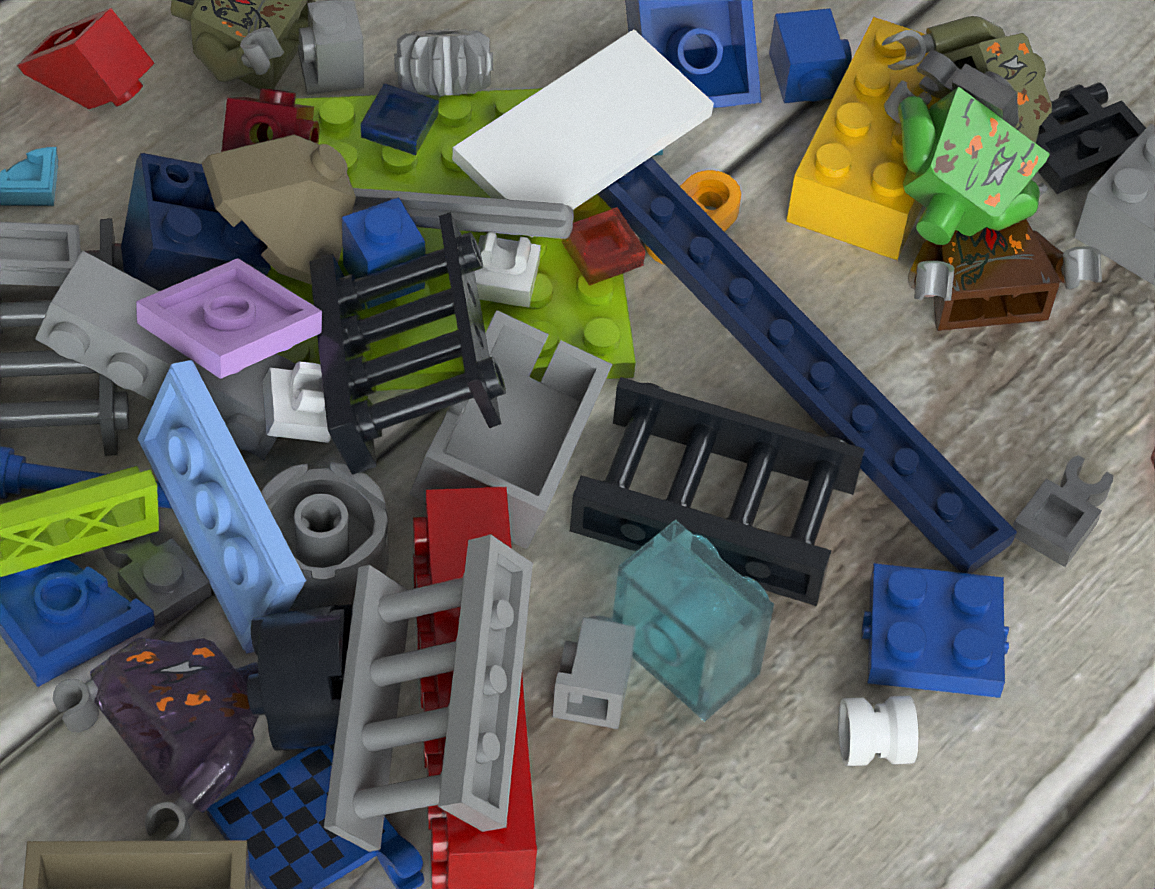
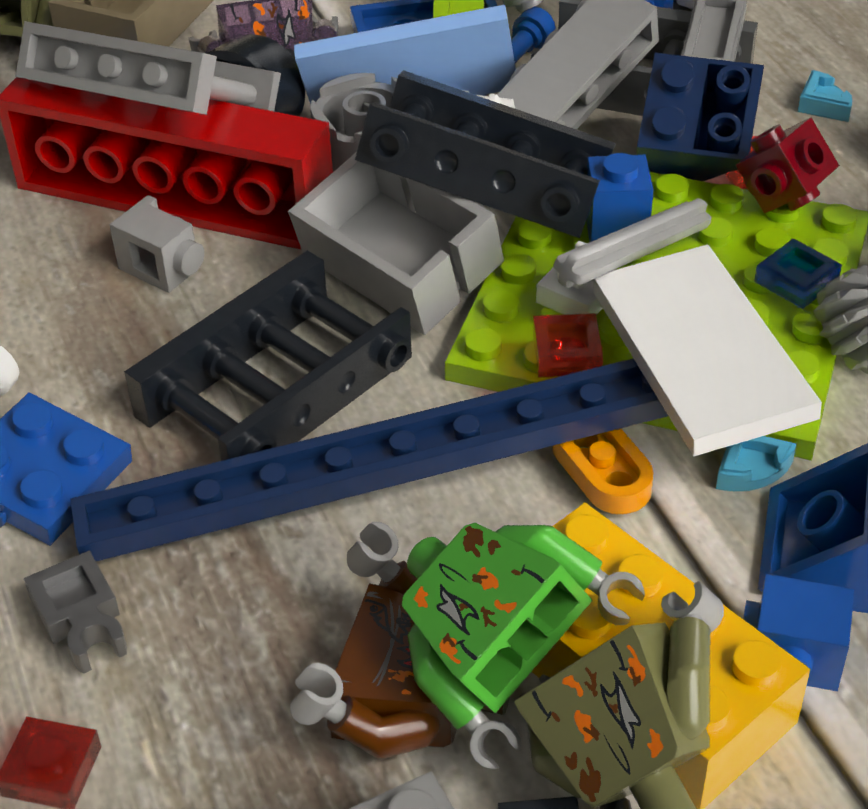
camera: 120 degrees right, 10 degrees down
(229, 318) = (553, 61): lavender plate -> none
(287, 196) = (691, 143): dark tan slope -> none
(693, 617) = (140, 275): clear light blue brick -> none
(988, 88) = (569, 616): flat silver plate -> none

